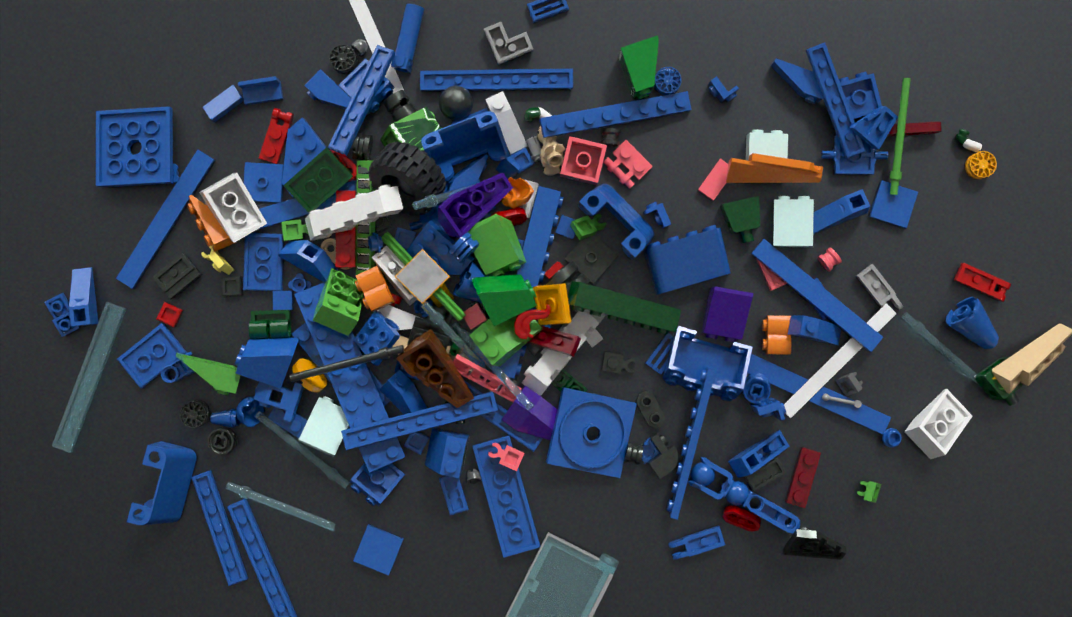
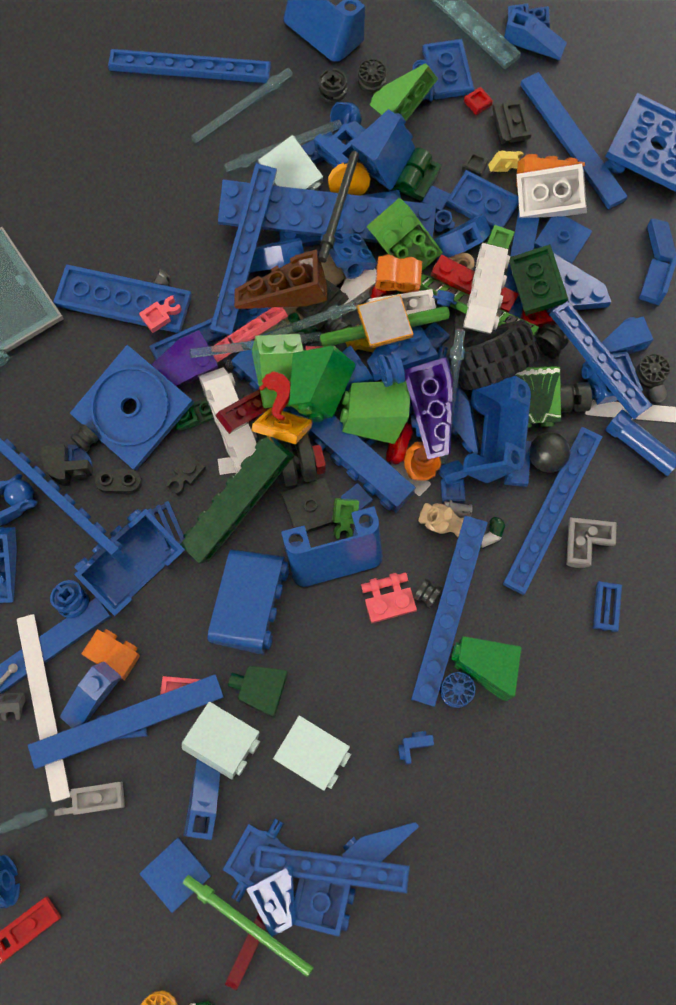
camera: 115 degrees right, 15 degrees down
(219, 528) = (255, 48): blue tile -> none
(225, 418) = (353, 95): blue cone -> none
(276, 136) = (600, 268): red plate -> none
(377, 483) = (207, 190): blue plate -> none
(378, 549) = (148, 164): blue tile -> none
(416, 442) = (224, 247): blue tile -> none
(418, 309) = (353, 317): blue plate -> none
(447, 452) = (195, 265): blue slope -> none
(453, 494) = (156, 253): blue plate -> none
(507, 121) = (503, 494): white slope -> none
(583, 160) = (417, 548): coral brick -> none
(661, 216) = (312, 601): blue bracket -> none
(715, 180) = (318, 684): coral tile -> none
(726, 313) = (168, 610): dark purple slope -> none
(768, 408) = (39, 598): blue bracket -> none
(772, 170) = (292, 747): orange wedge -> none
(829, 259) = (157, 760): coral wheel -> none

